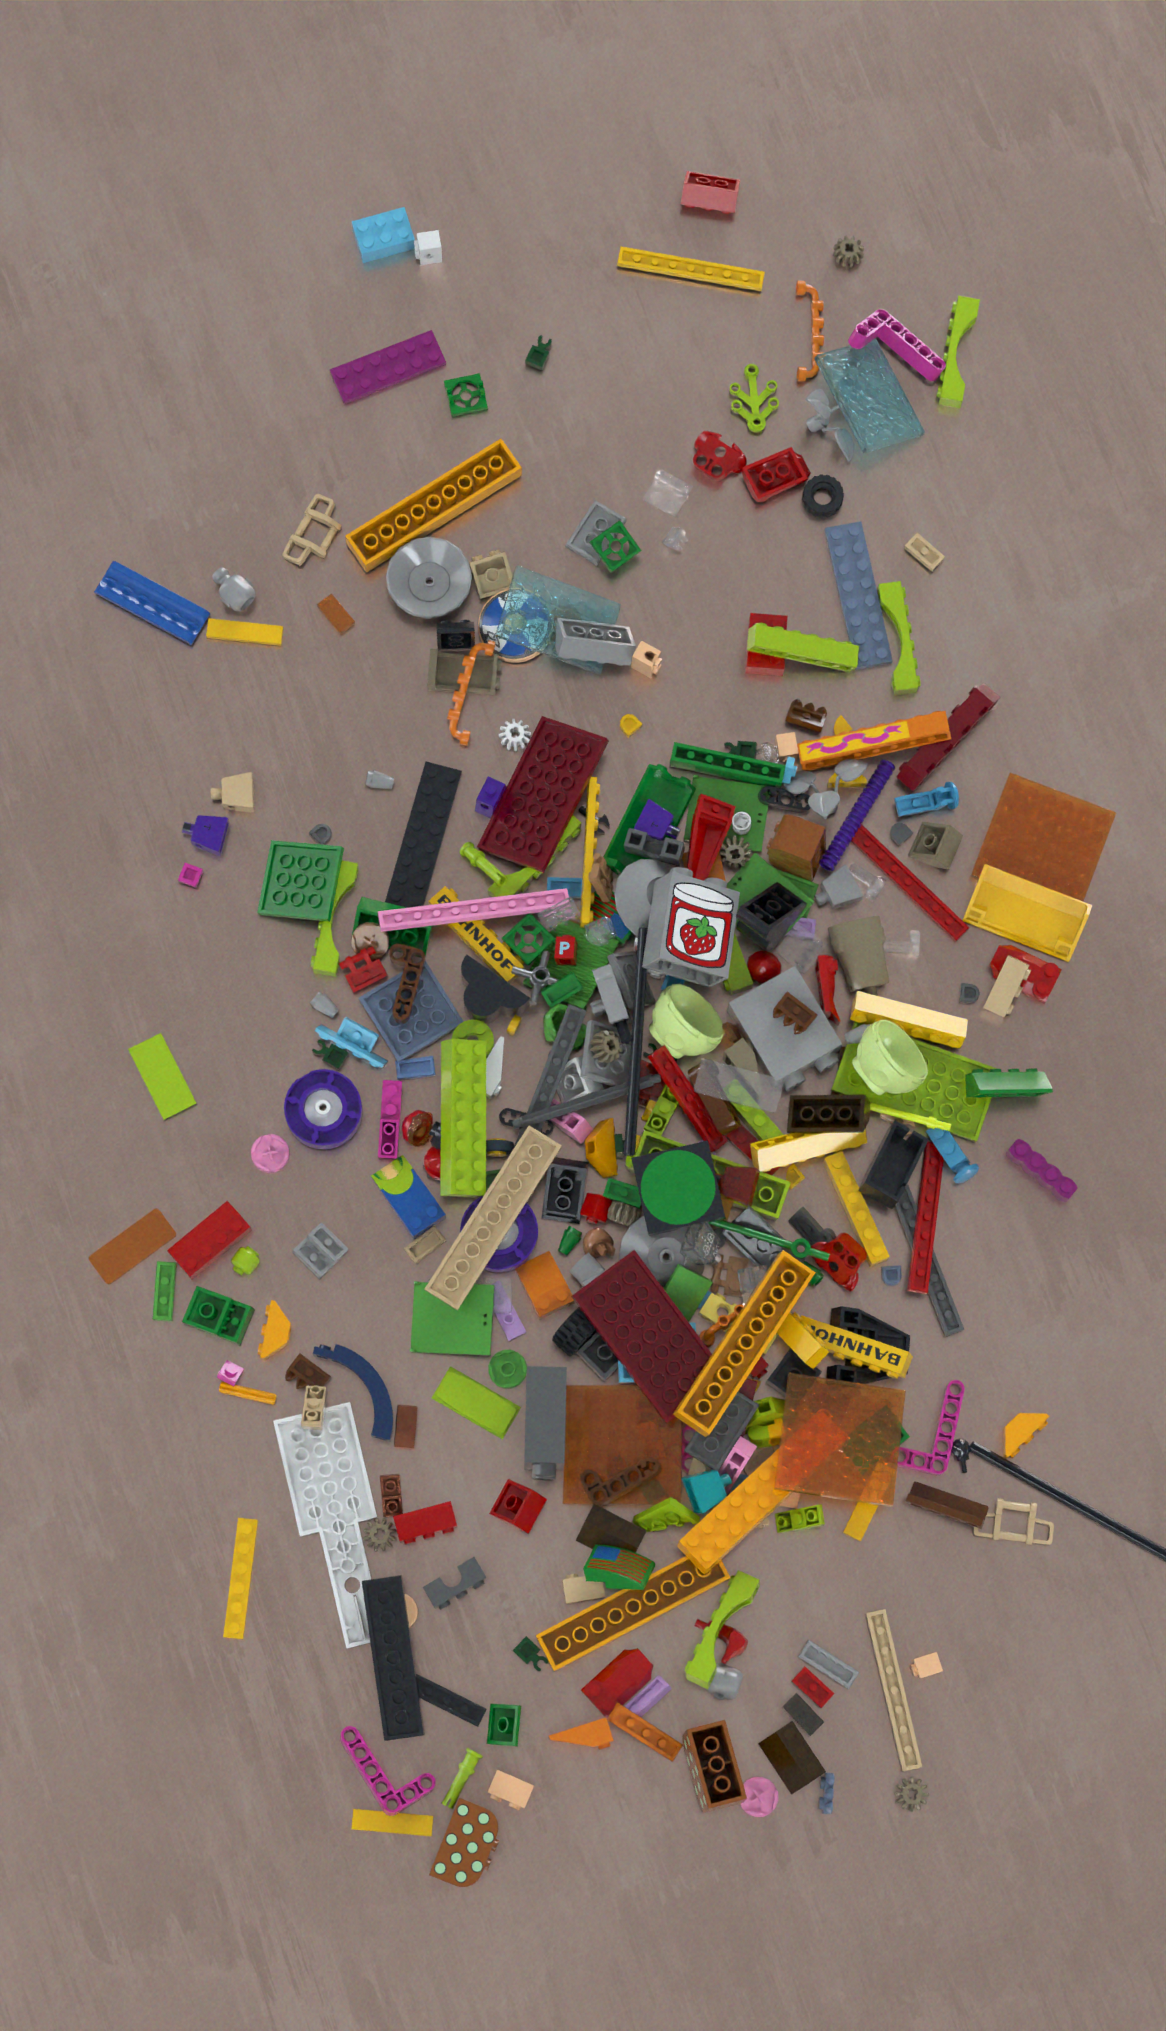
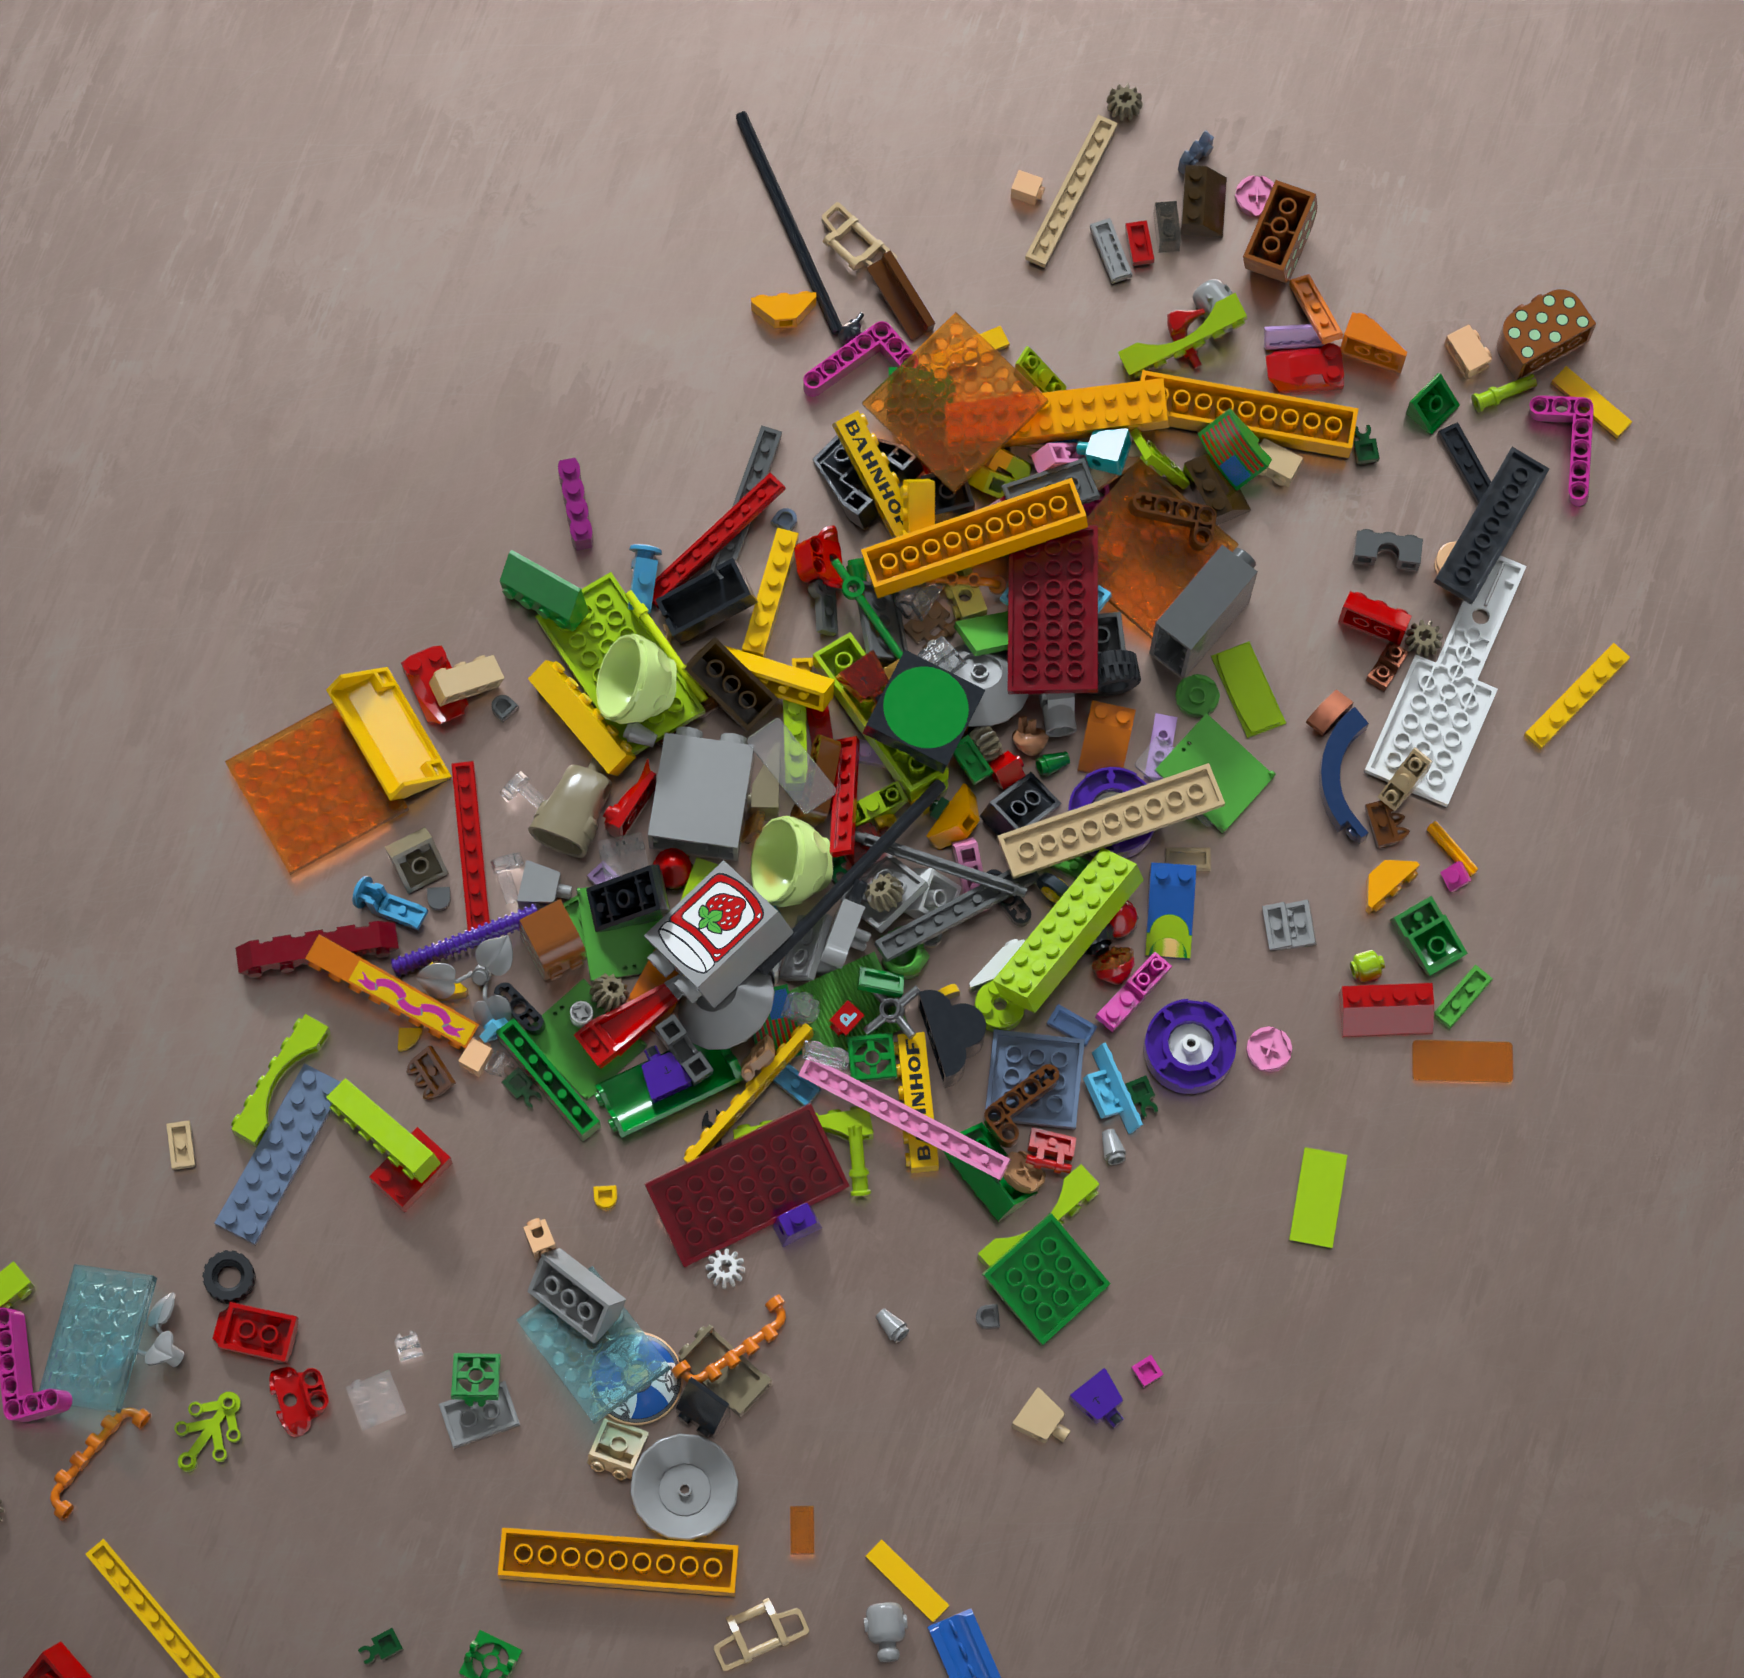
camera: 140 degrees left, 5 degrees down
(423, 835) = (891, 1238): black plate -> none
(518, 1506) = (1281, 572): red slope -> none
(794, 1012) = (685, 788): reddish brown plate -> none

